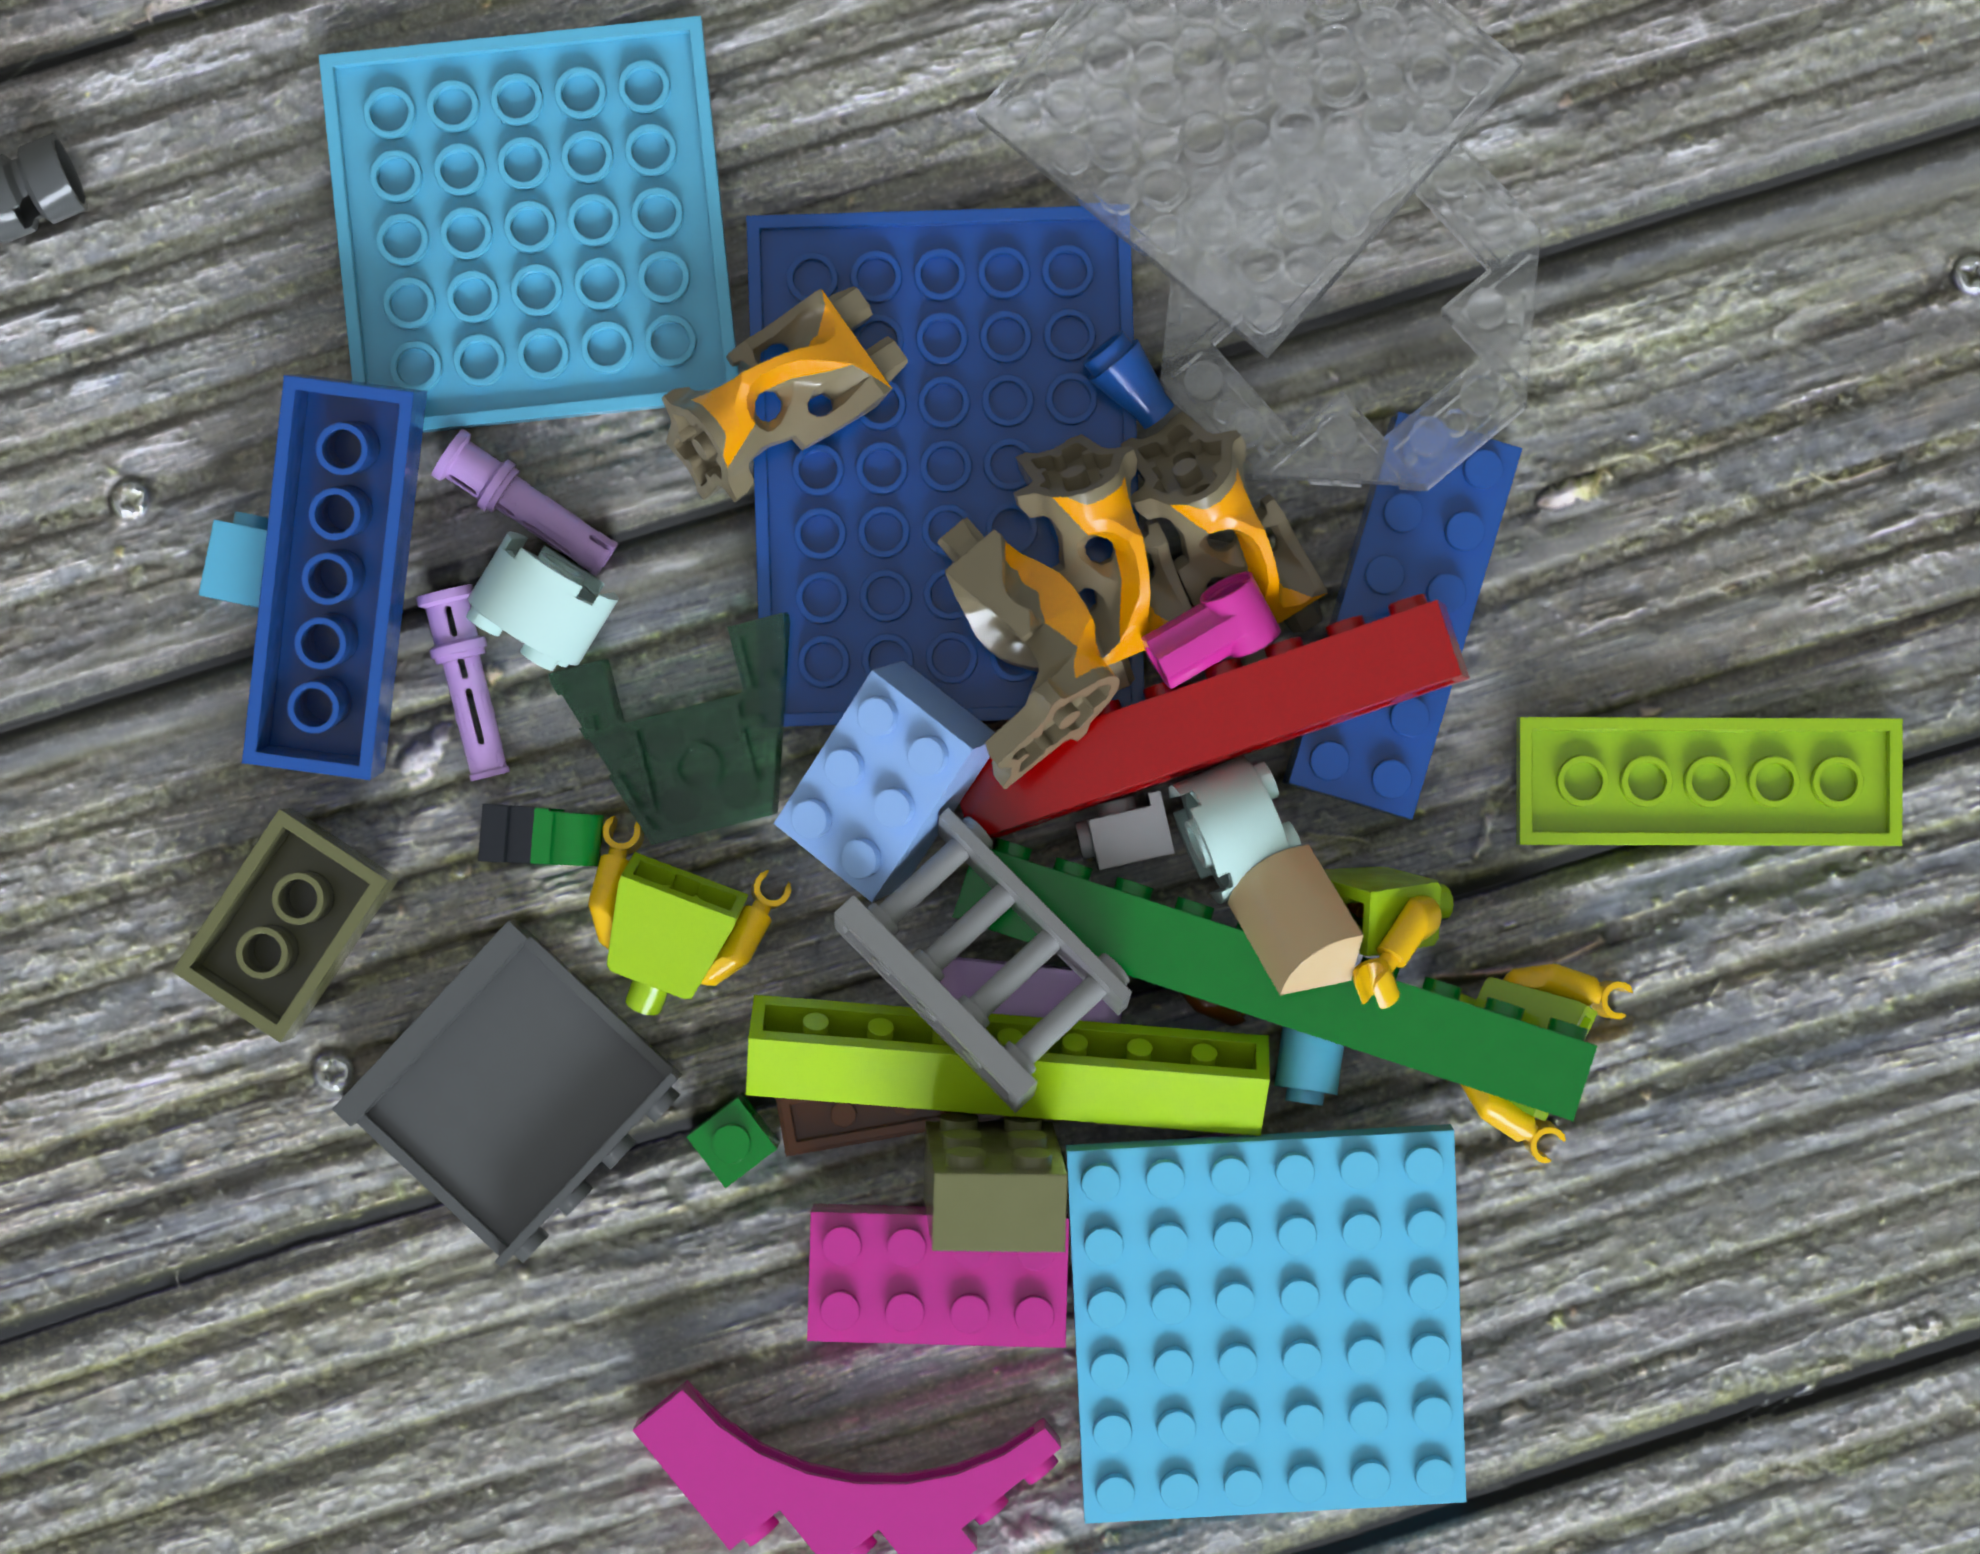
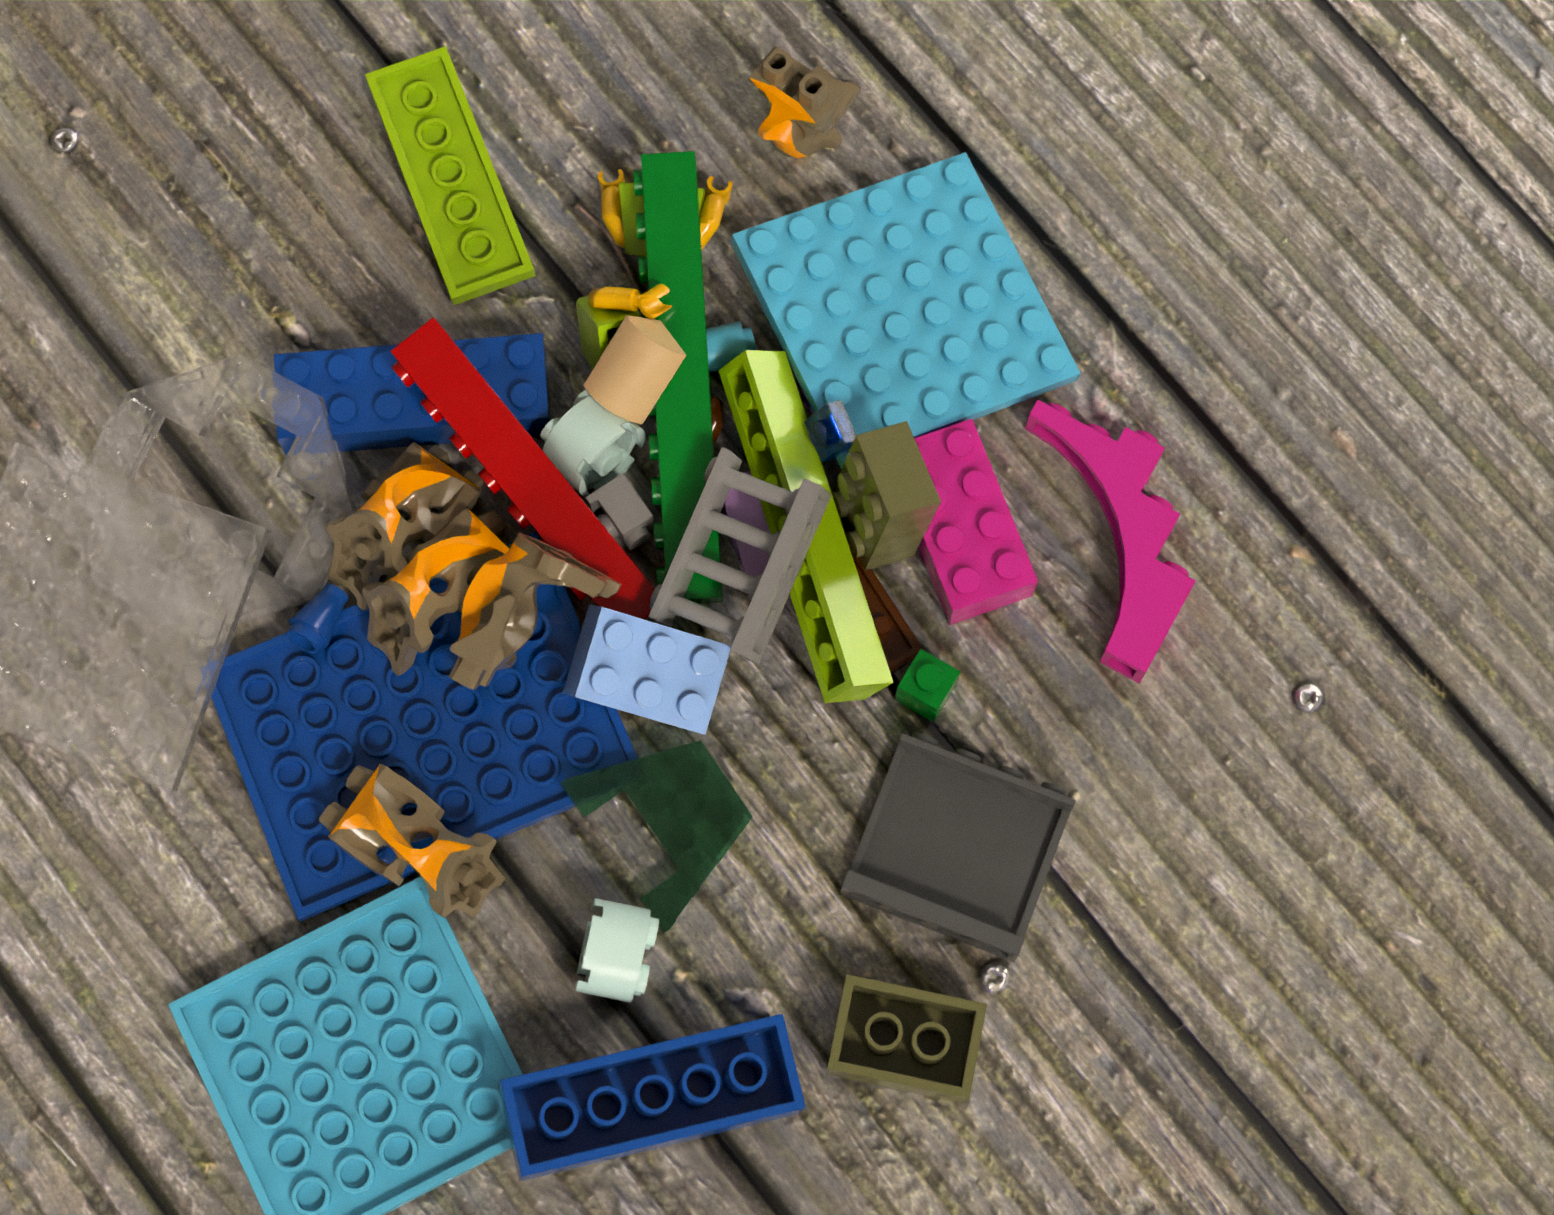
camera: 115 degrees left, 15 degrees down
(235, 560) = (666, 1173): medium azure brick -> none
(486, 758) = (671, 999): lavender pin -> none
(500, 488) = (548, 1014): lavender pin -> none
(539, 835) = (776, 895): leg -> none
(671, 925) = (801, 780): lime torso -> none
(1115, 1150) = (830, 430): none -> plate
(1226, 623) = (457, 485): dark pink piece -> none
(1609, 1295) = (802, 103): none -> dark tan hips

